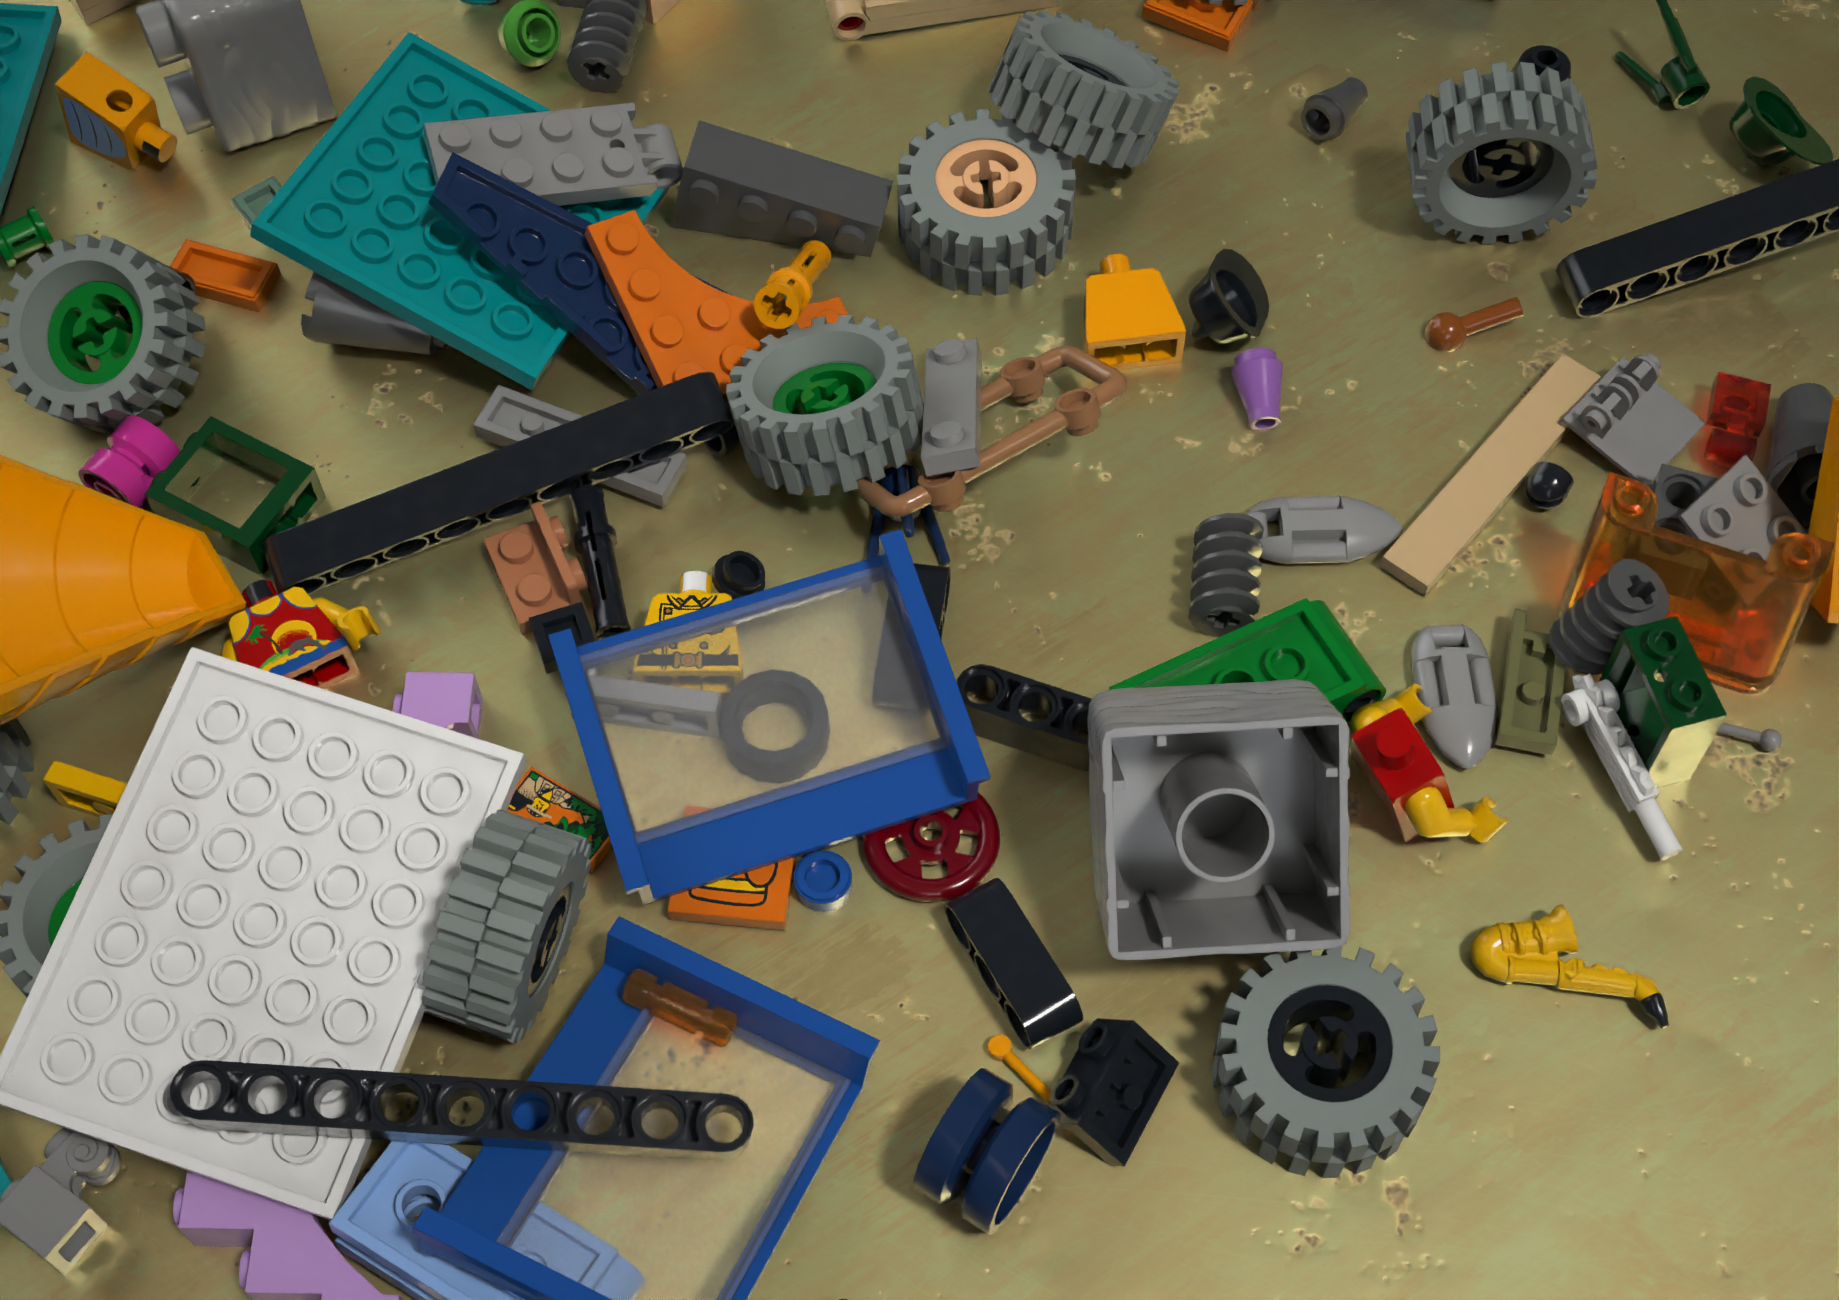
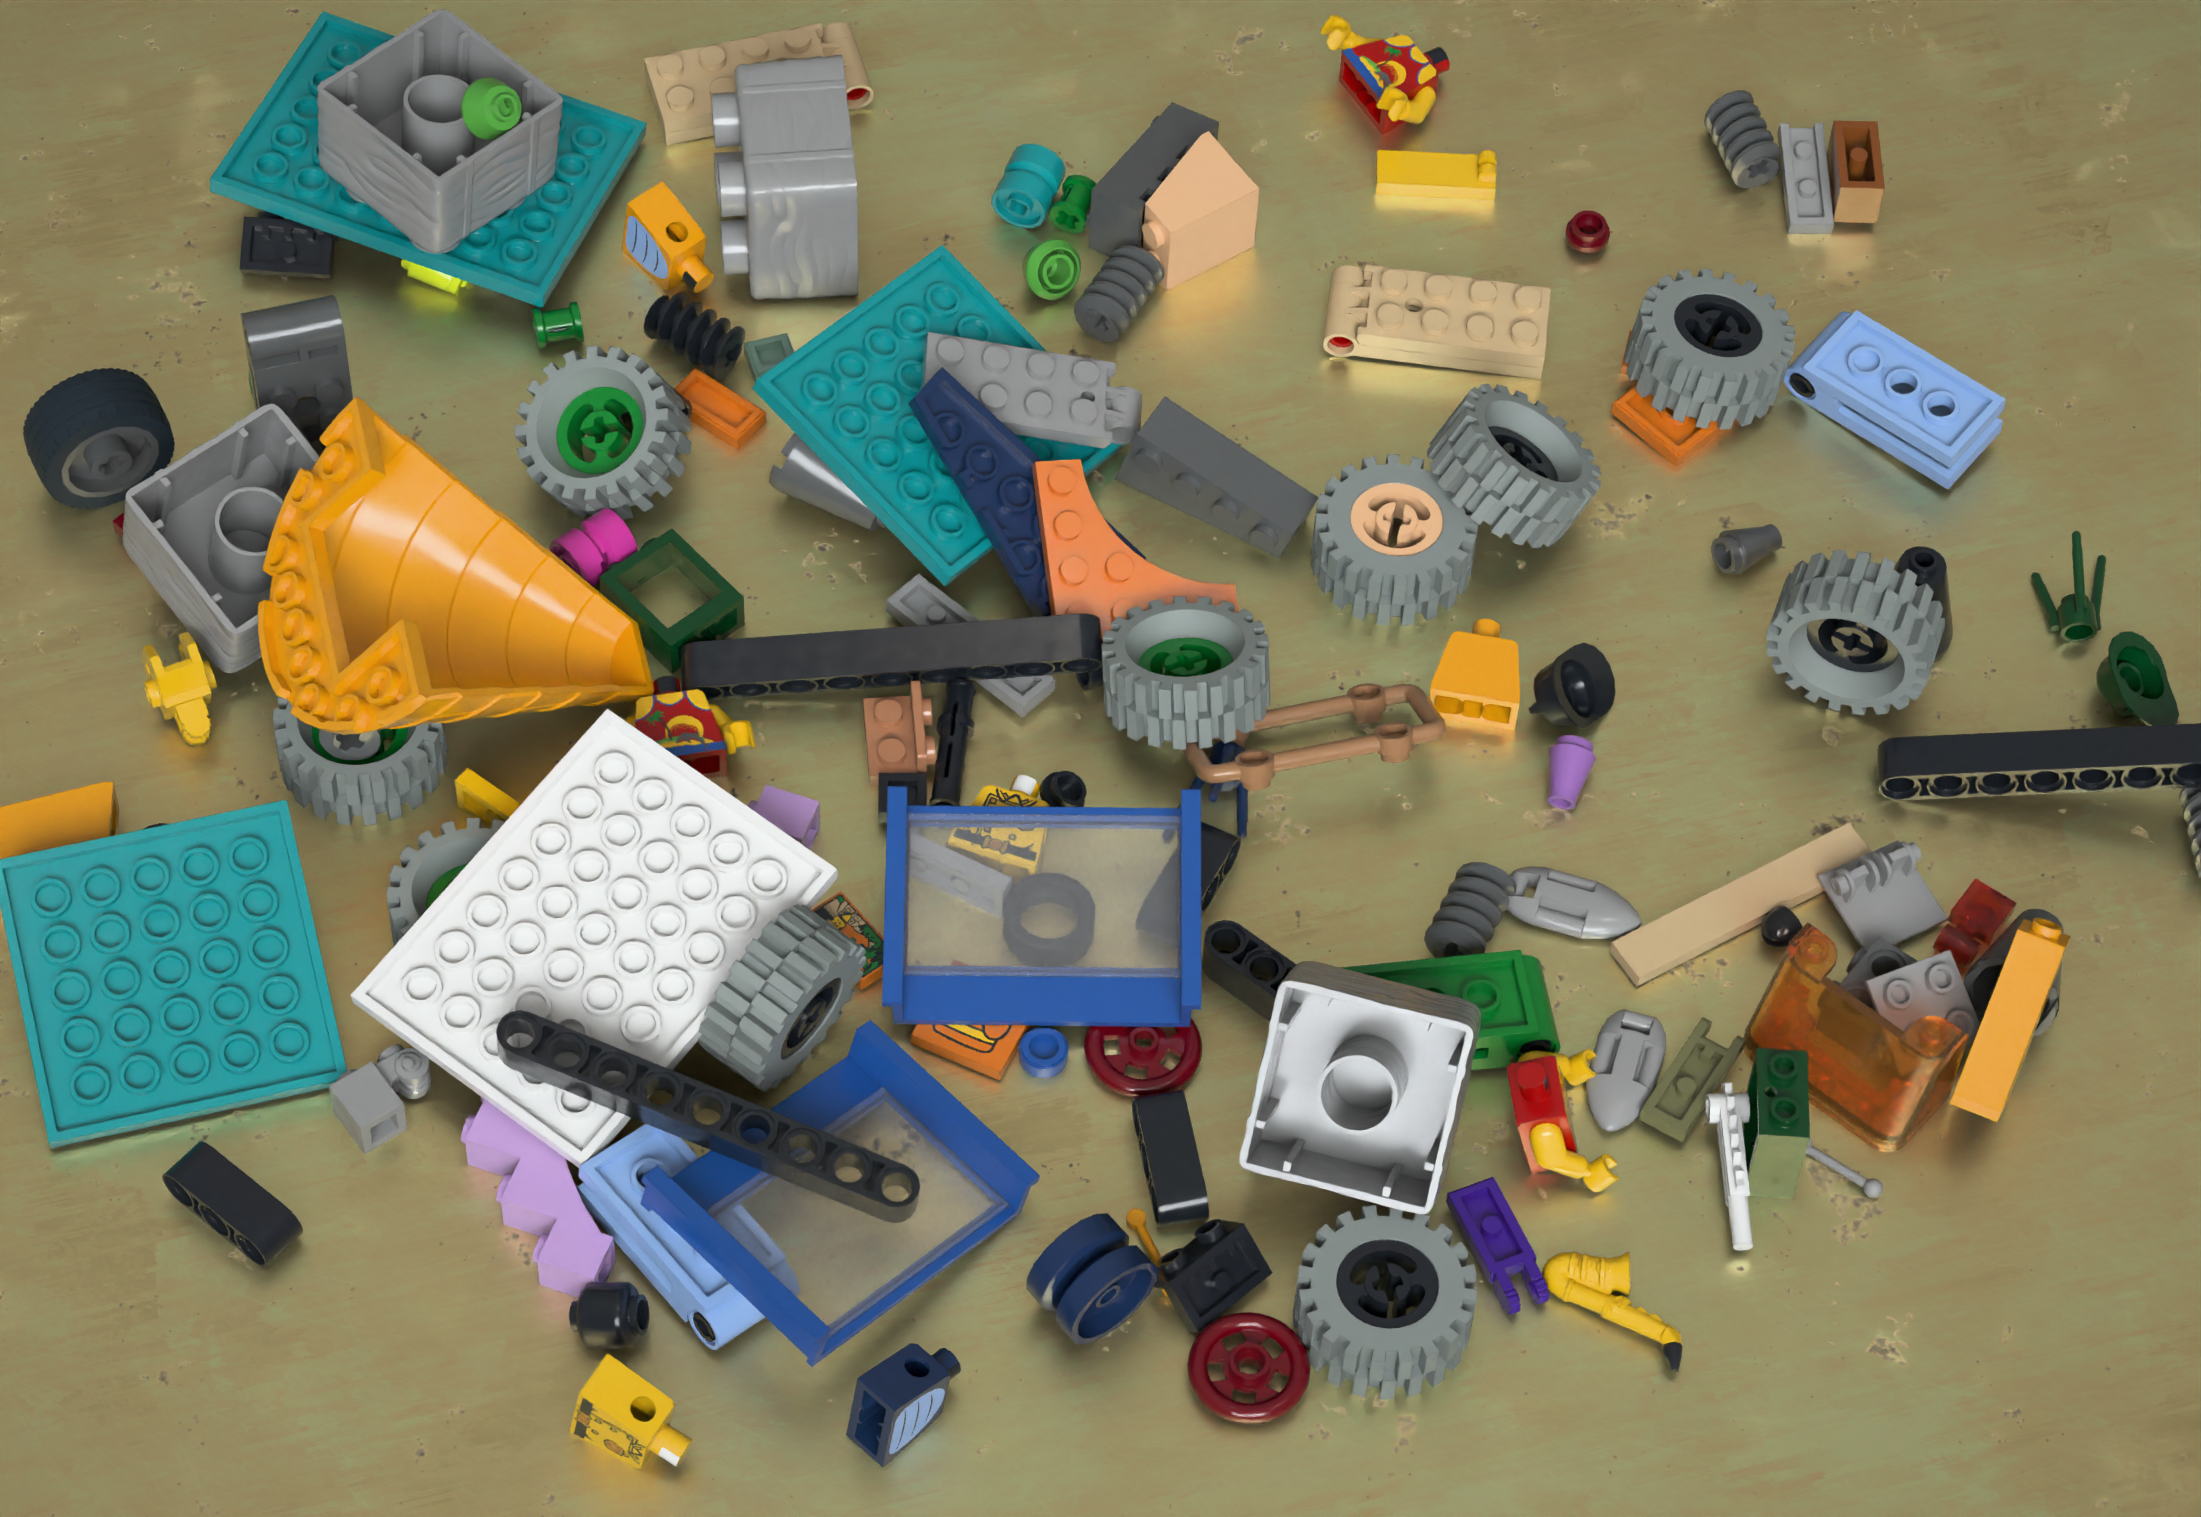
camera: 15 degrees right, 5 degrees down
(173, 202) = (695, 333): none -> black piece
(680, 1008) = (894, 1105): clear orange axle -> none
(794, 283) = (1193, 564): light orange pin -> none
(952, 407) = (1292, 705): light grey plate -> none
(1177, 1238) = (1255, 1331): none -> dark red plate
(1414, 942) = (1497, 1242): none -> dark purple hinge
(1448, 331) = (1760, 774): dark orange bar -> none
(1620, 600) = (1774, 1024): dark grey piece -> none

